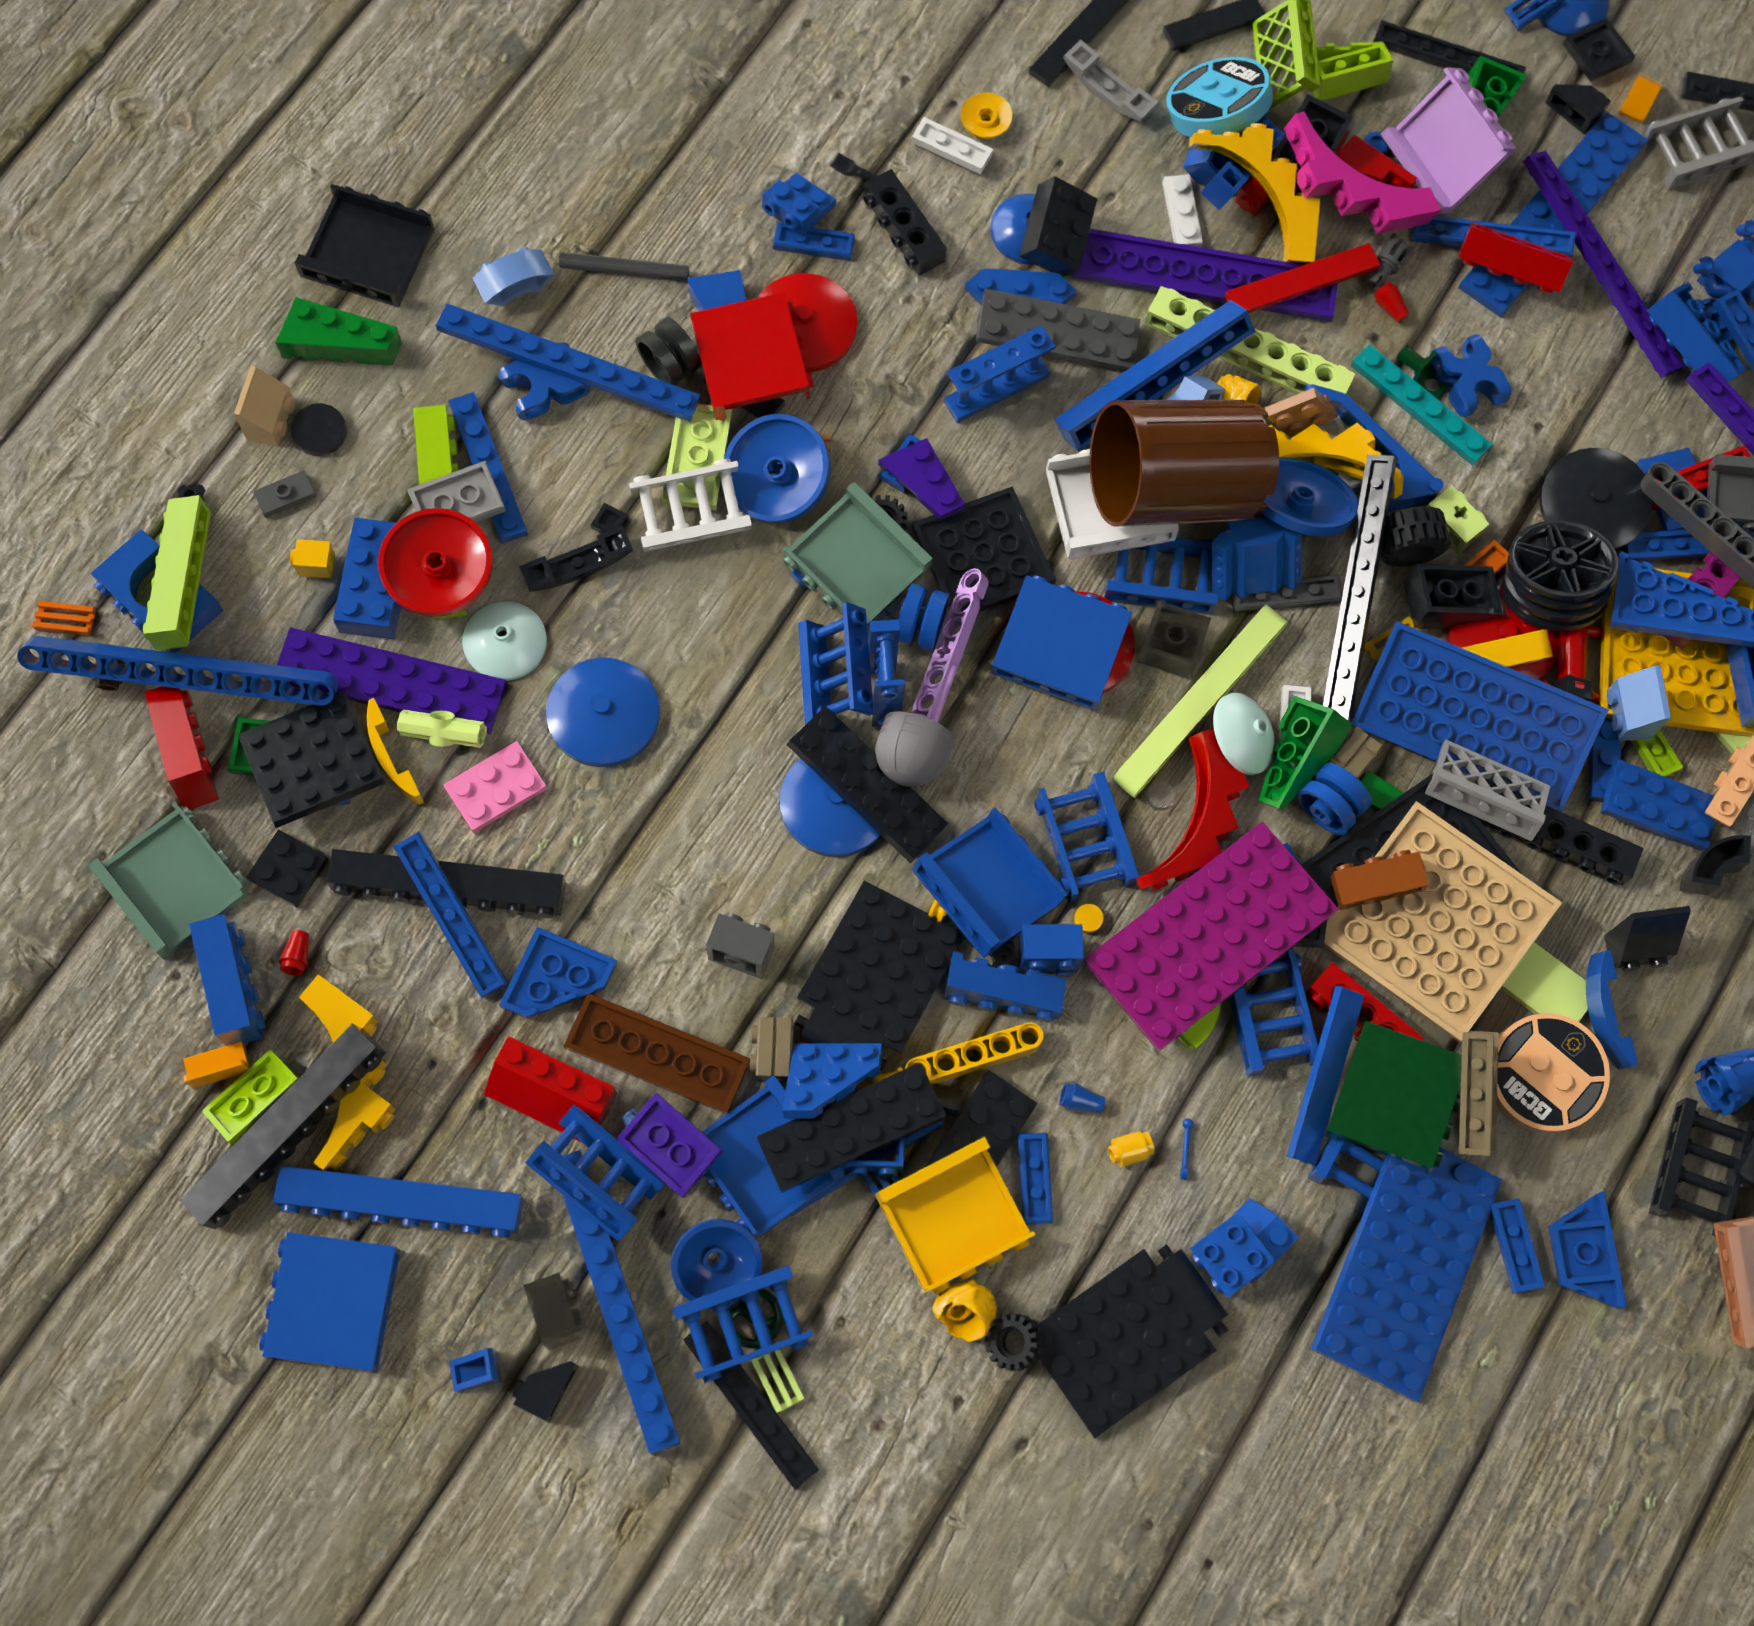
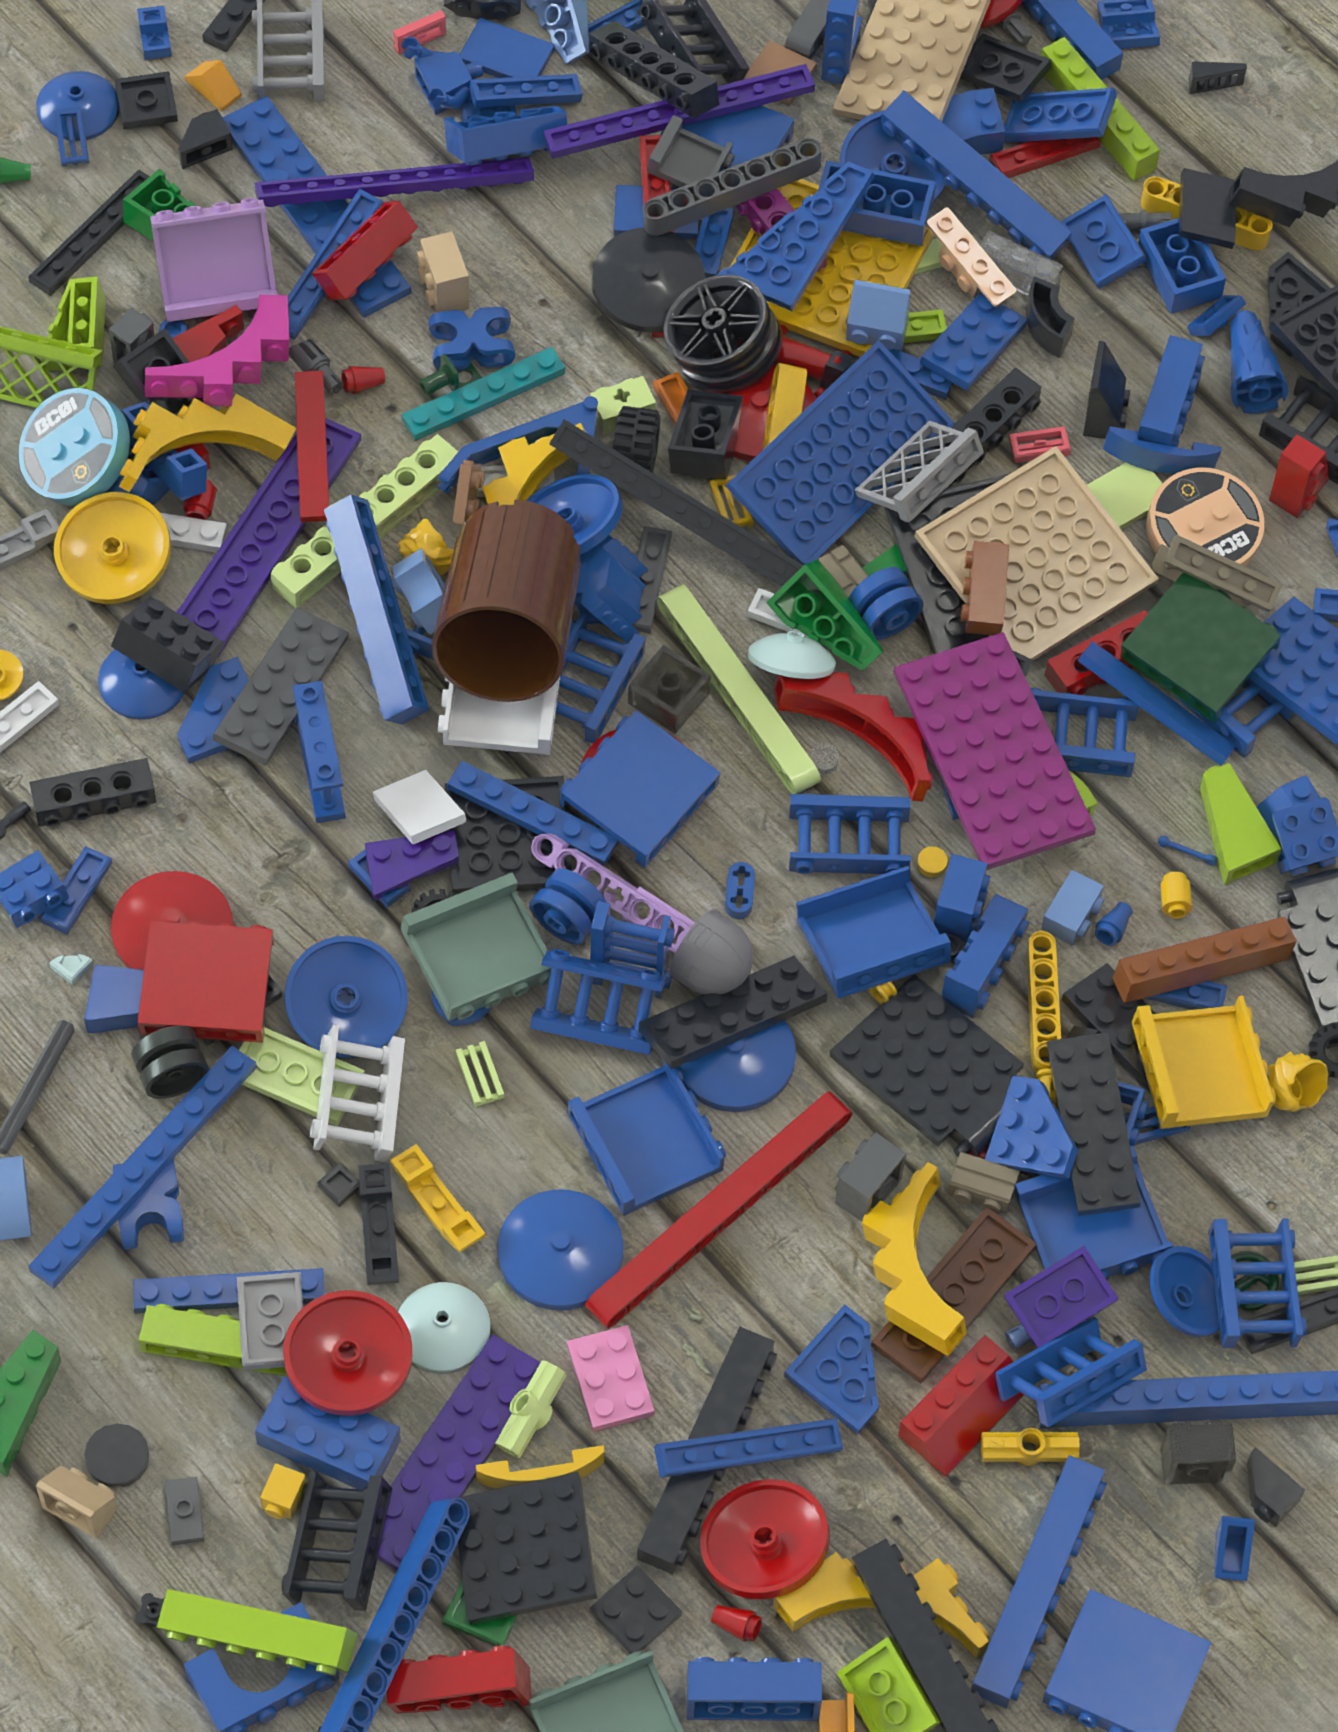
camera: 70 degrees left, 10 degrees down
(285, 632) = (361, 1558): none -> black fence
(371, 953) = (765, 1539): none -> red dish
(521, 1141) = (1009, 1448): none -> yellow piece
(617, 600) = (435, 1199): none -> yellow slope
(665, 995) = (912, 1300): none -> yellow arch
(680, 830) = (718, 1210): none -> red beam
(726, 750) = (647, 1138): none -> blue panel
(742, 260) = (71, 967): none -> light aqua tile
(742, 590) = (472, 1052): none -> yellowish green tile
(978, 471) = (419, 807): none -> white tile
(997, 754) = (745, 891): none -> blue beam
(1006, 563) = (531, 812): none -> blue plate
(1066, 1191) = (1204, 959): none -> dark orange brick
(1083, 1057) = (1073, 907): none -> medium blue brick
(1138, 161) = (112, 547): none -> yellow dish
(1211, 217) = (201, 505): none -> red brick
(1222, 1188) = (1236, 826): none -> lime slope
(1353, 102) = (130, 333): none -> dark grey brick
(1523, 329) = (443, 273): none -> tan brick
(1567, 904) = (1030, 451): none -> coral tile
(1633, 1148) = (1299, 476): none -> red wedge
(1672, 36) = (154, 32): none -> blue slope
(1674, 1000) = (1172, 392): none -> blue brick

